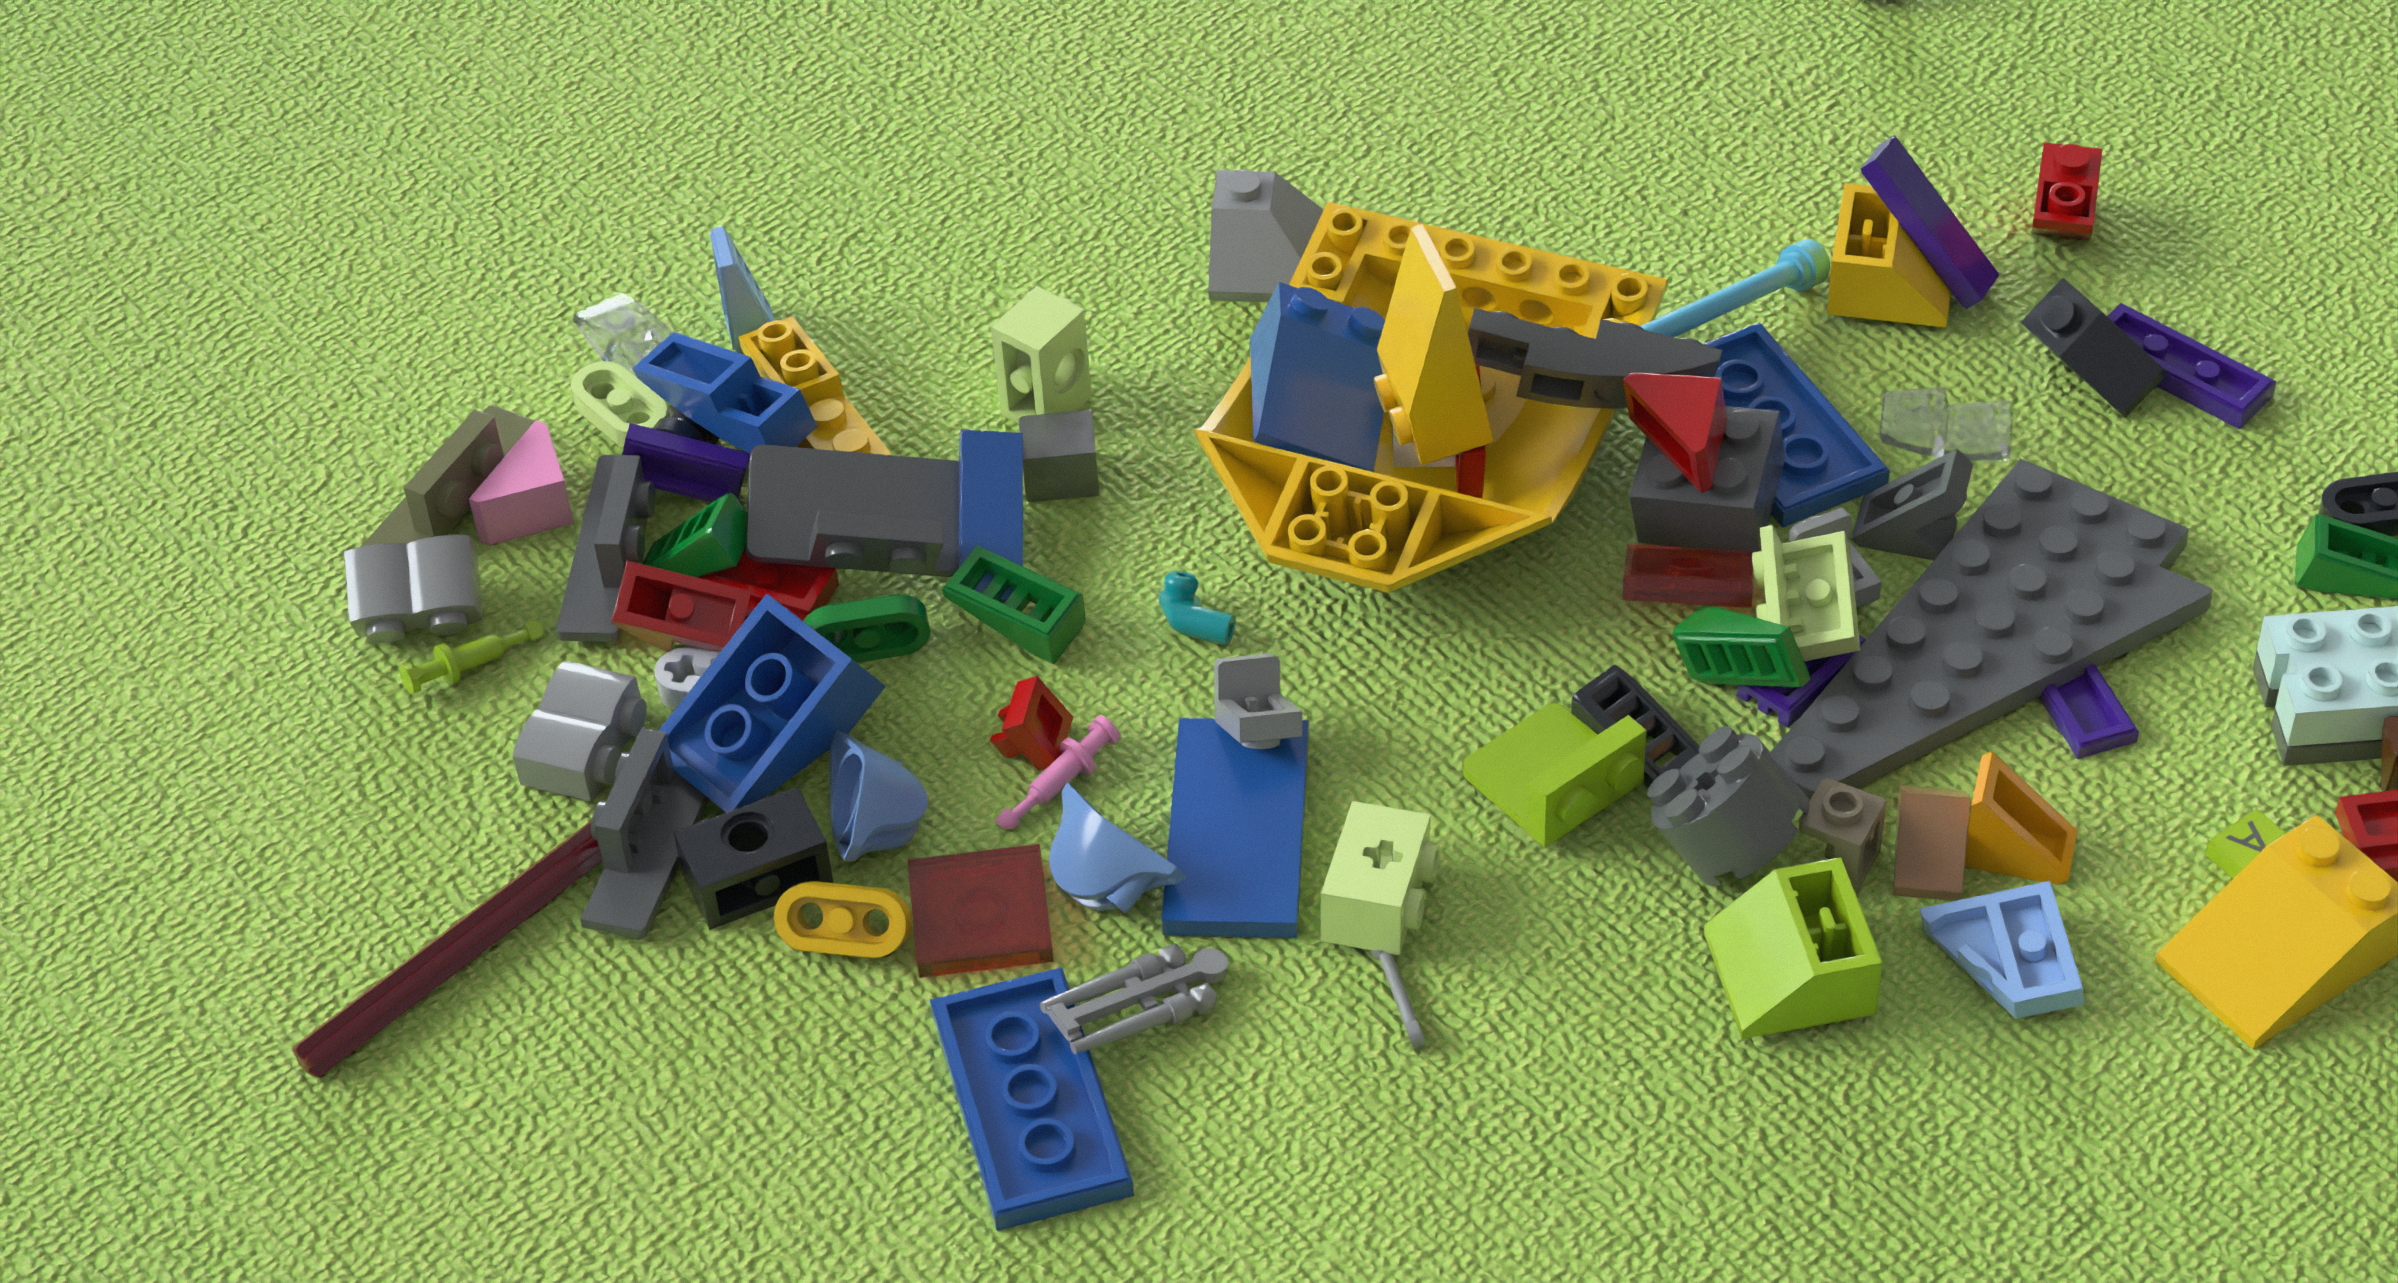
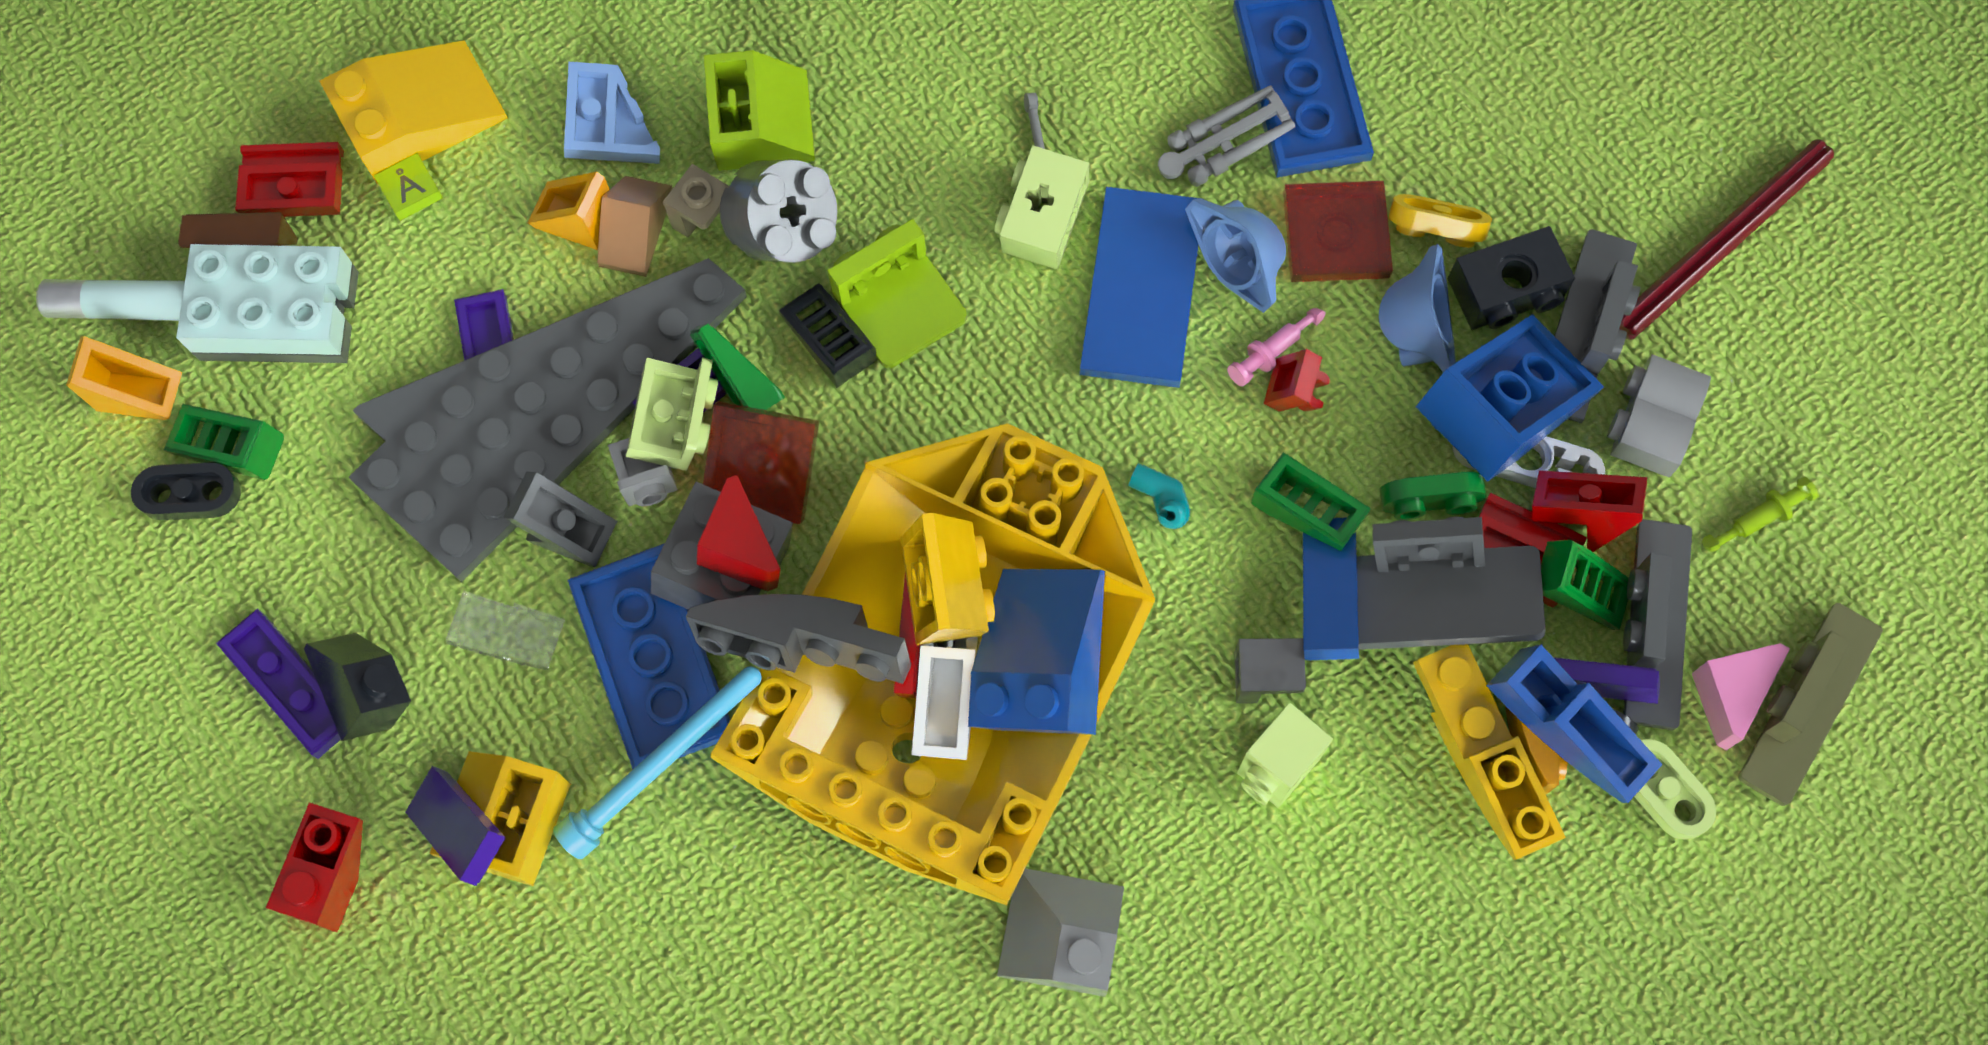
camera: 175 degrees left, 25 degrees up
(413, 587) = (1822, 572): light grey brick -> none
(621, 330) = (1663, 869): clear slope -> none
(741, 297) = (1566, 894): light blue slope -> none
(1251, 701) = (1121, 354): light grey bracket -> none

